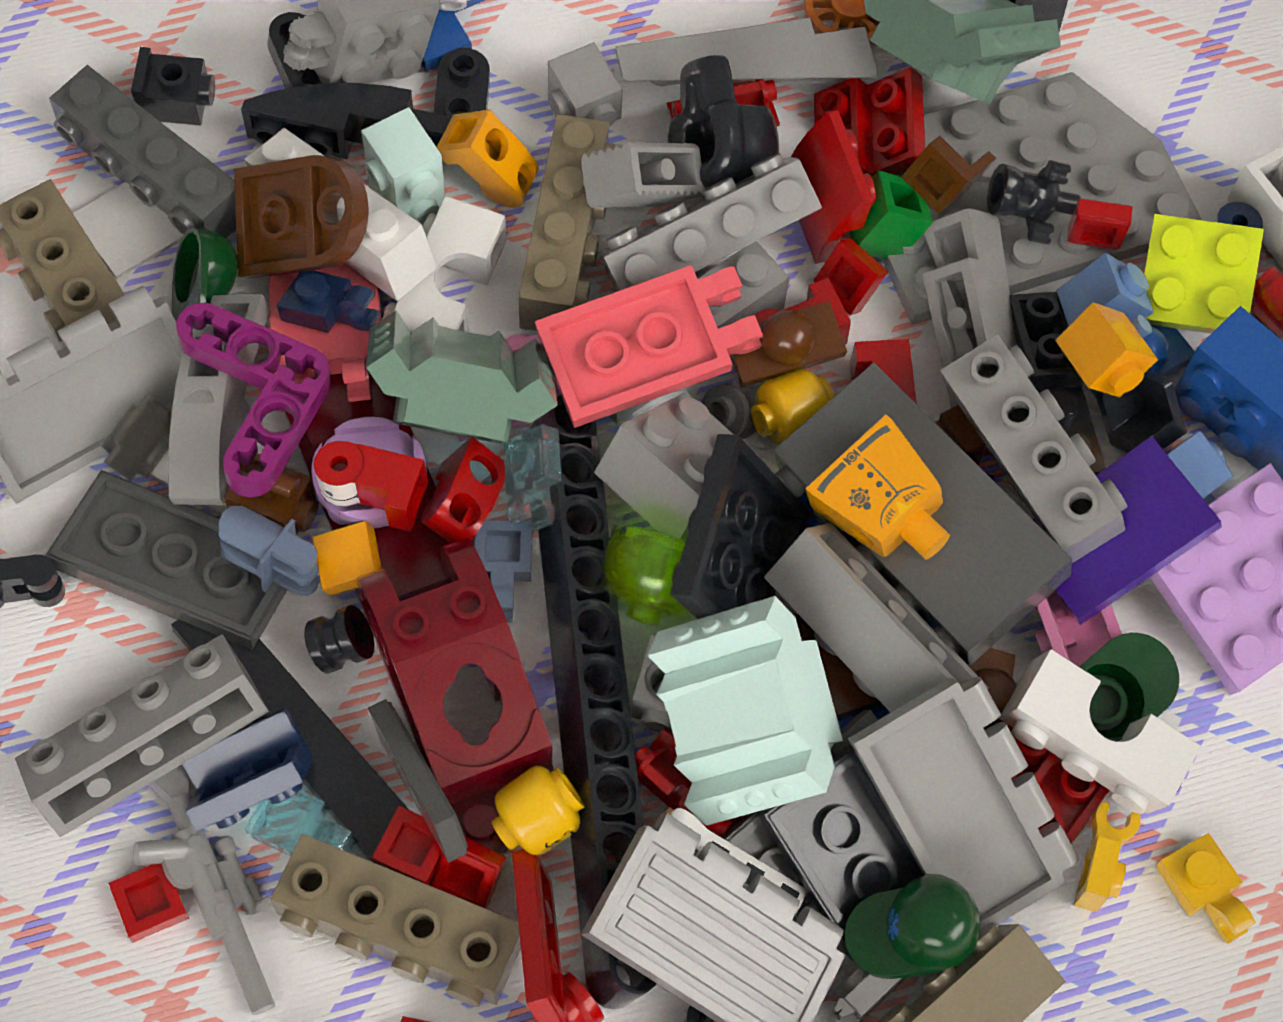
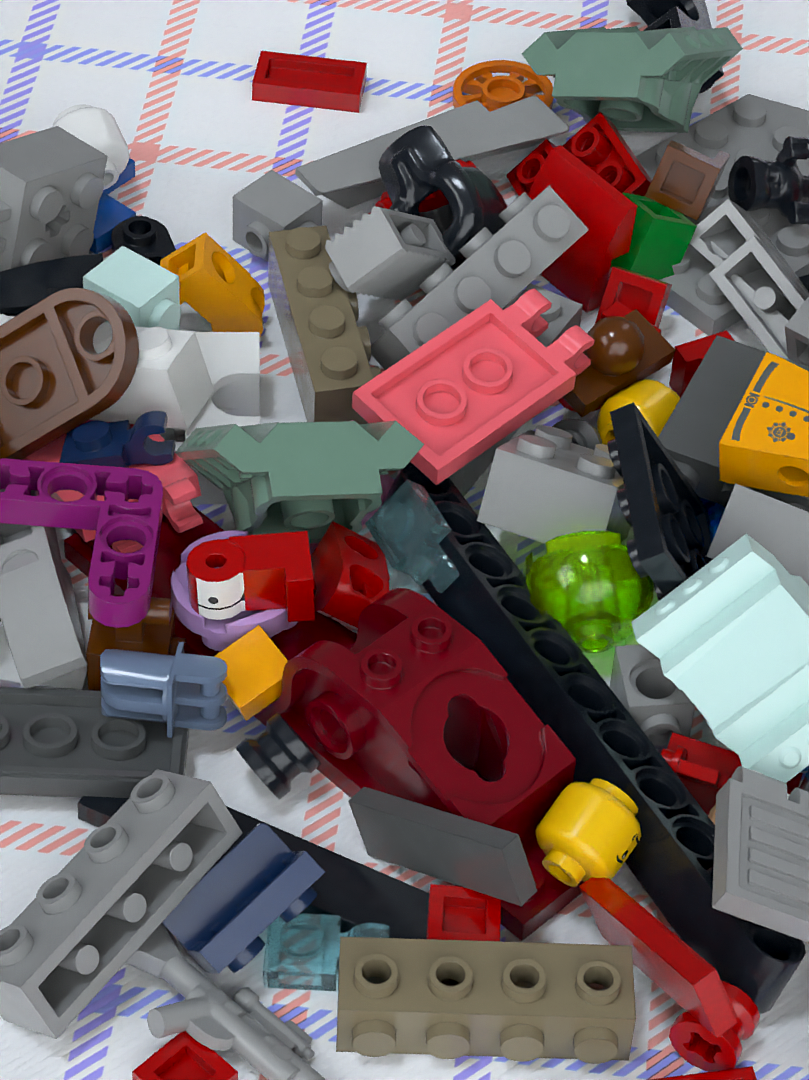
camera: 20 degrees left, 20 degrees down
(471, 875) = (538, 920): red tile -> none

